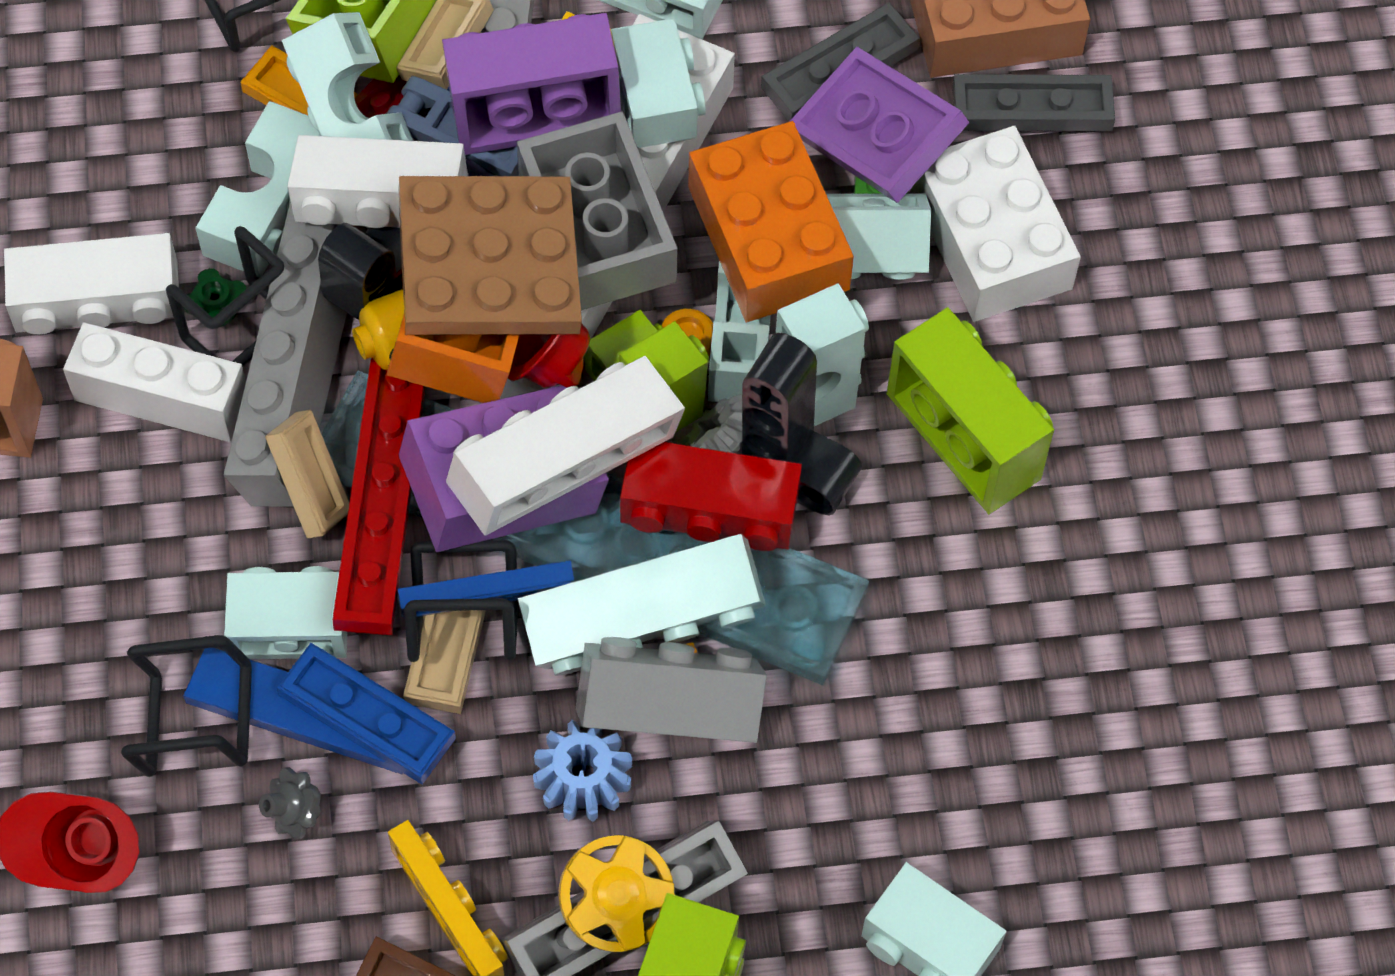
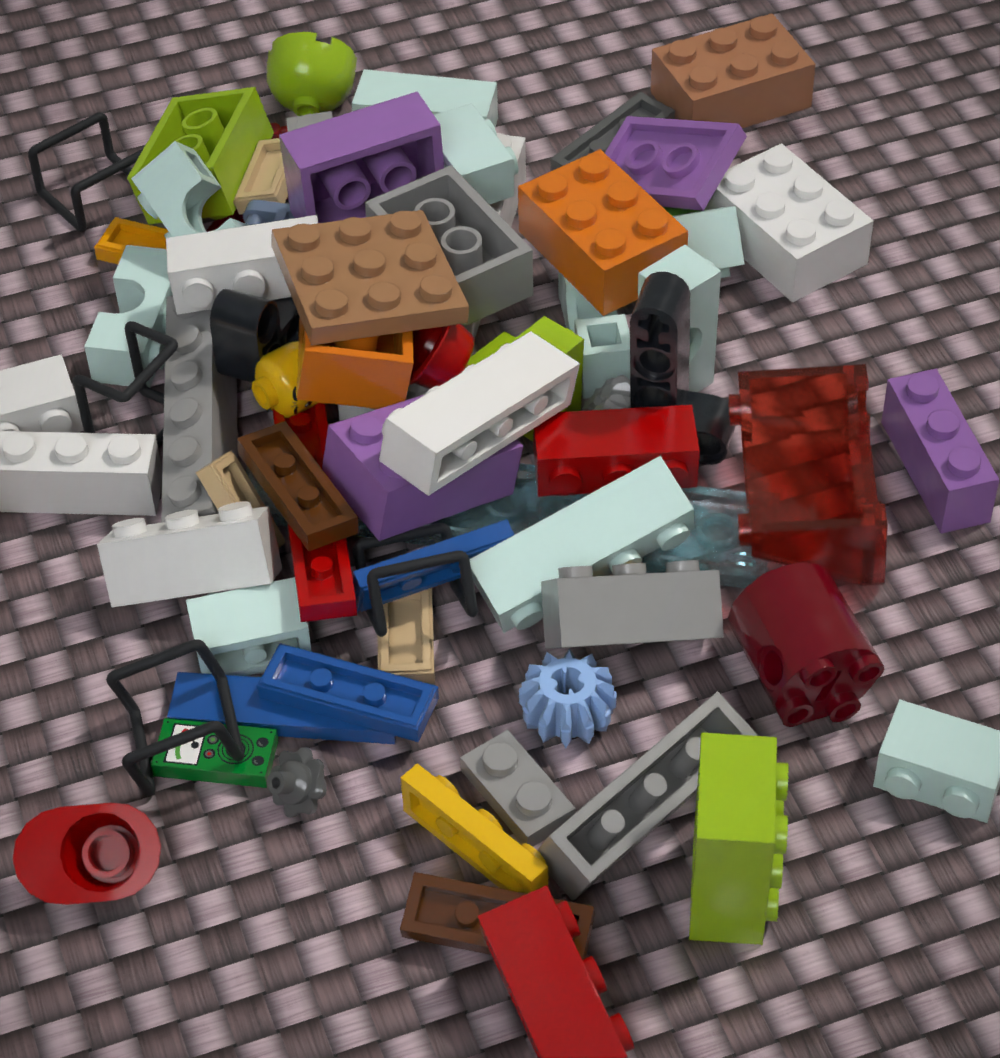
camera: 10 degrees left, 15 degrees down
(196, 719) = (209, 760): none -> green tile
(212, 283) = (111, 414): dark green plate -> none
(244, 522) = (189, 554): none -> white brick
(365, 472) = (297, 486): none -> reddish brown plate
(507, 857) = (517, 788): none -> light grey plate
(614, 892) = (642, 770): yellow wheel -> none
(832, 772) = (804, 644): none -> dark red cylinder
(904, 570) = (810, 471): none -> clear red windscreen
(969, 409) = (804, 324): lime brick -> none
(1035, 102) = (803, 134): dark grey plate -> none
(1056, 563) = (939, 451): none -> medium lavender brick

